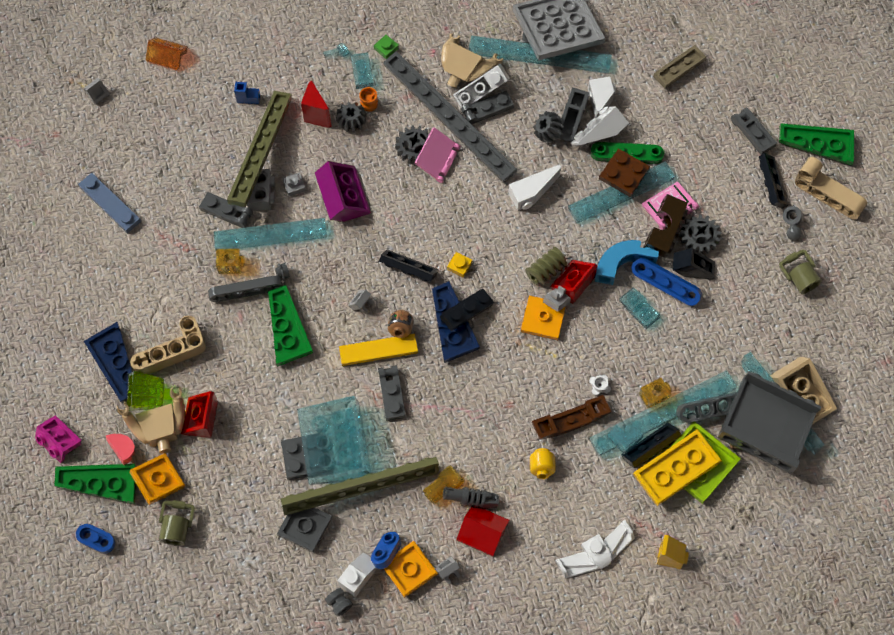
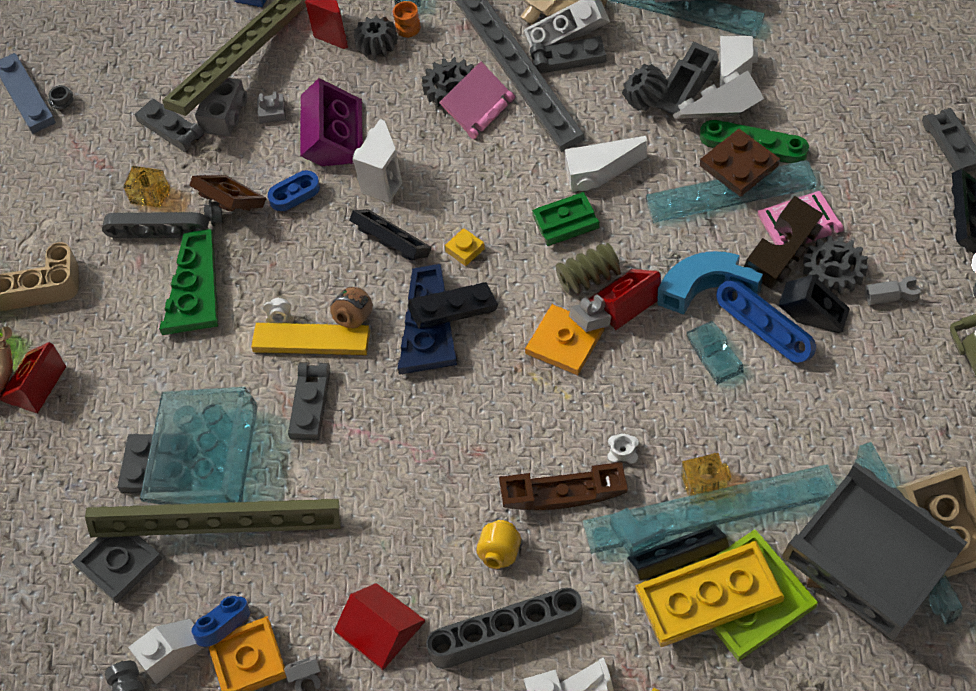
camera: 20 degrees right, 10 degrees down
(139, 198) = (60, 97): none -> dark grey plate
(270, 234) = (233, 164): clear light blue plate -> none
(289, 256) = (227, 192): none -> reddish brown plate
(329, 244) = (292, 192): none -> blue plate
(352, 335) = (278, 311): none -> white plate
(359, 301) = (306, 267): light grey tile -> none
(387, 217) = (378, 164): none -> white slope
(448, 477) = (347, 540): clear yellow piece -> none
(471, 497) = (373, 570): dark grey hinge -> none
(521, 232) = (565, 219): none -> green plate
(566, 506) = (494, 640): none -> dark grey beam
(679, 66) = (861, 42): dark tan plate -> none
(713, 411) = (792, 509): dark grey beam -> none
(738, 245) = (892, 291): none -> light grey bar

